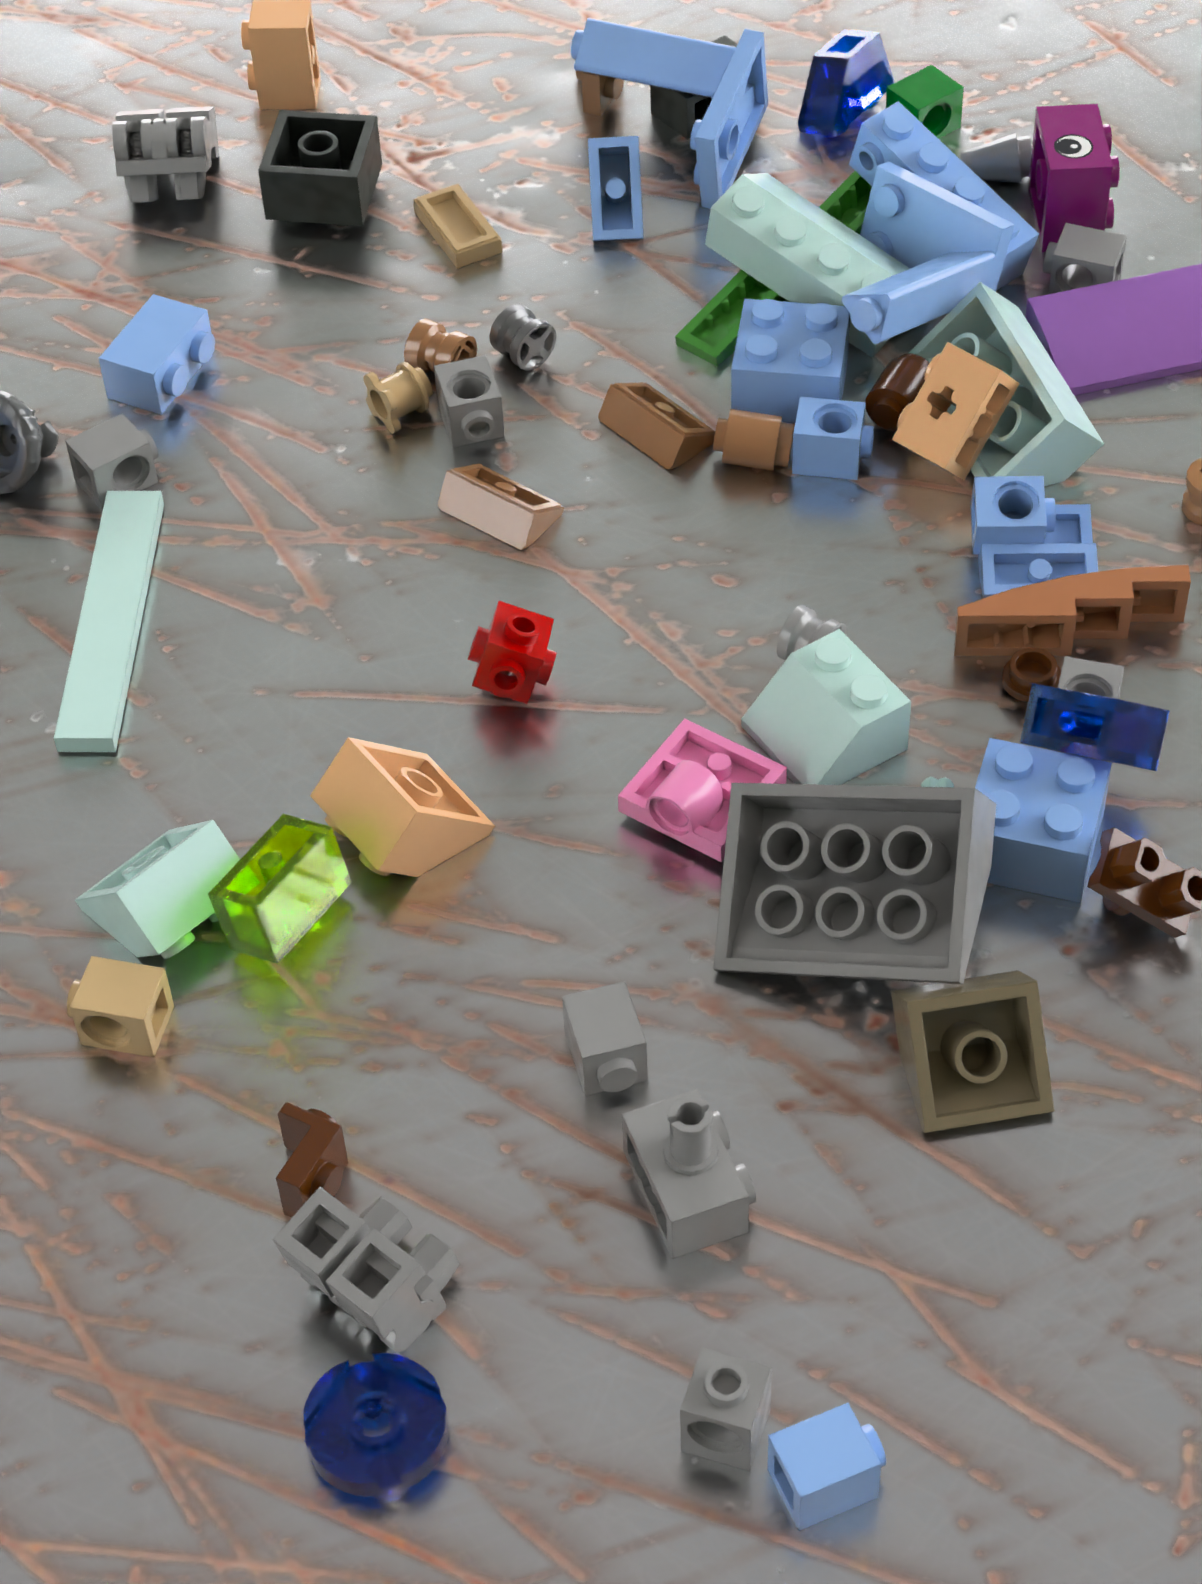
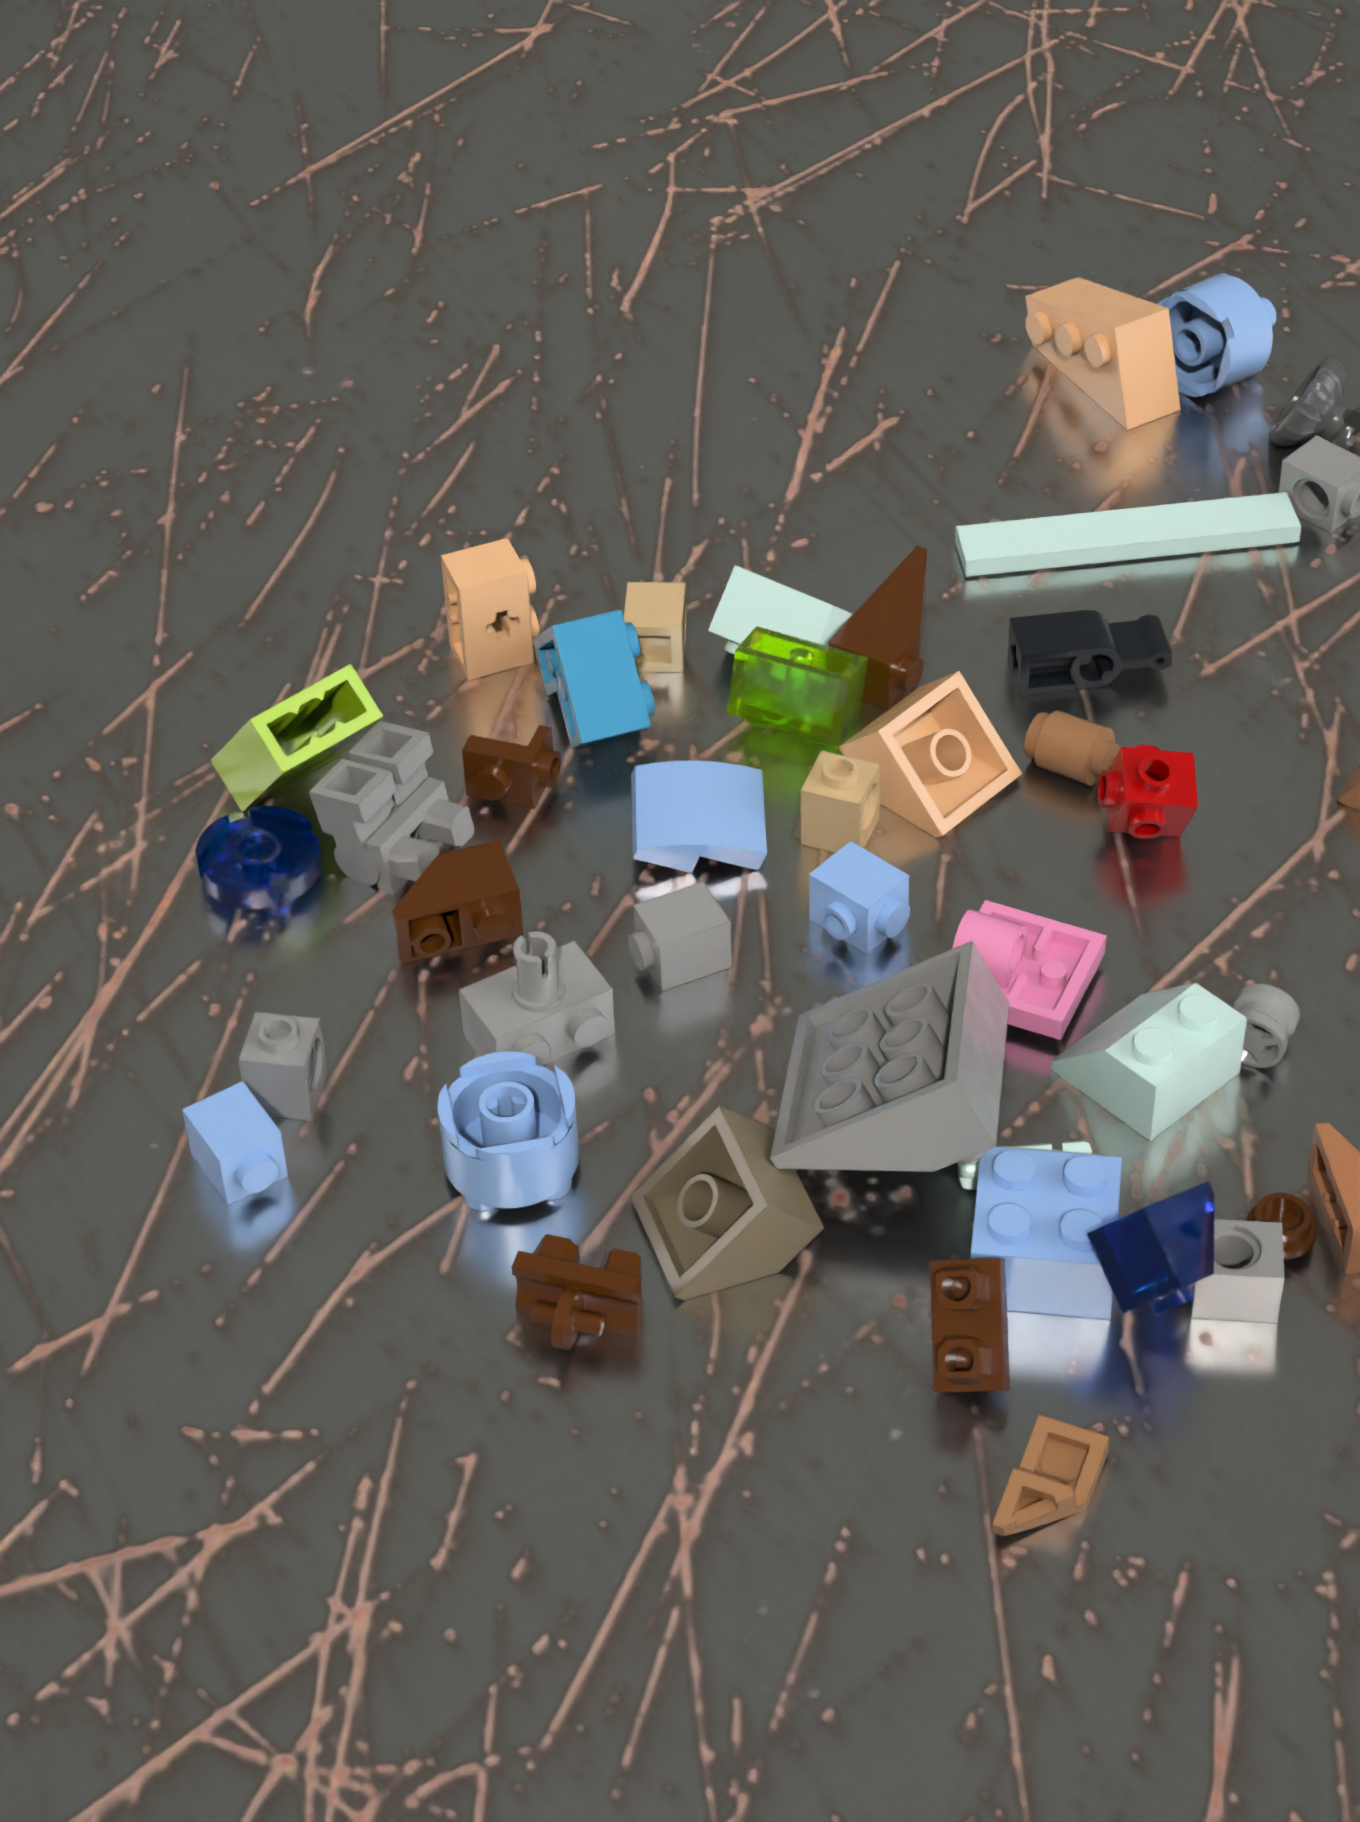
camera: 80 degrees right, 5 degrees down
(66, 1141) = (489, 608): none -> light nougat brick
(187, 794) = (890, 632): none -> reddish brown slope
(205, 1051) = (595, 677): none -> dark azure brick
(246, 1342) = (296, 737): none -> lime brick
(282, 675) = (1081, 650): none -> black piece
(417, 704) = (1070, 746): none -> medium nougat brick
(420, 1009) = (696, 812): none -> light blue slope
(456, 884) = (839, 802): none -> tan brick
(505, 1227) = (459, 904): none -> reddish brown slope
(586, 891) = (859, 897): none -> light blue brick
(863, 1204) = (509, 1131): none -> light blue brick
(1047, 1197) = (576, 1295): none -> reddish brown hips

